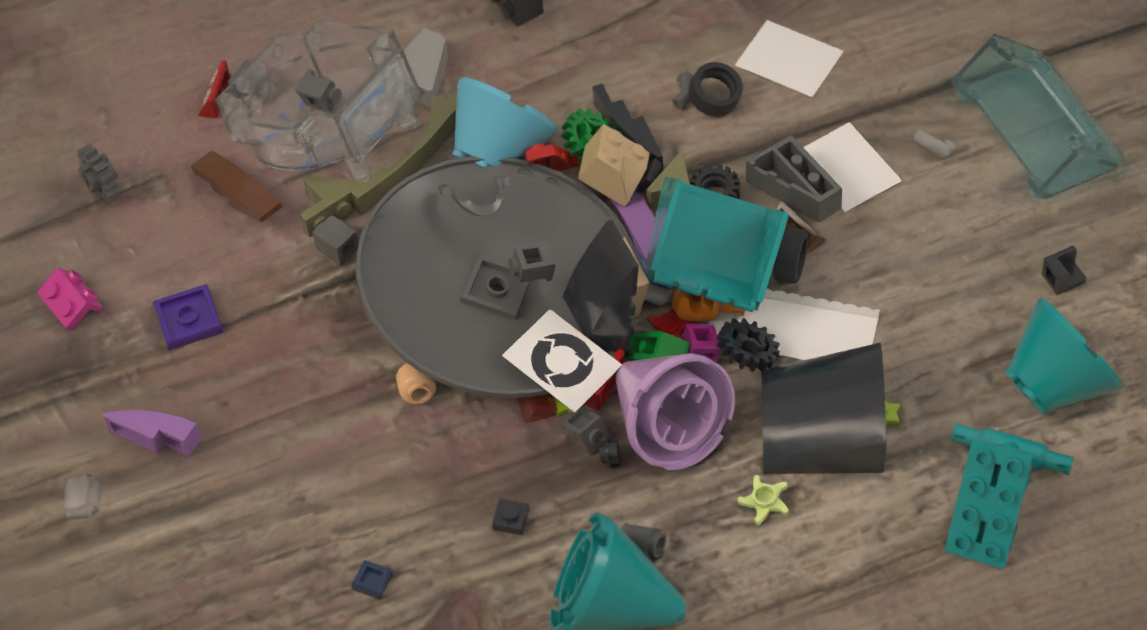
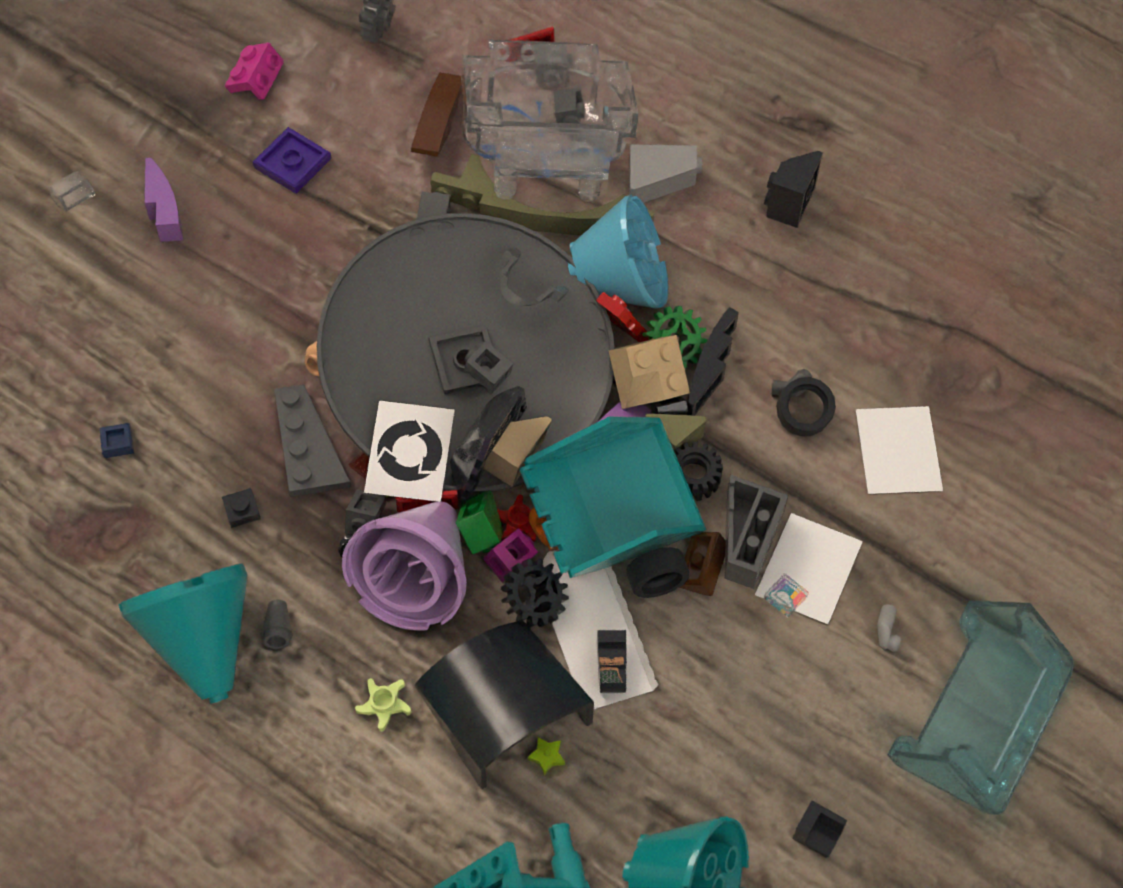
camera: 50 degrees right, 5 degrees up
(491, 443) = (307, 450): none -> dark grey wing
(840, 327) = (611, 660): none -> black leg
(861, 191) = (786, 595): none -> clear tile

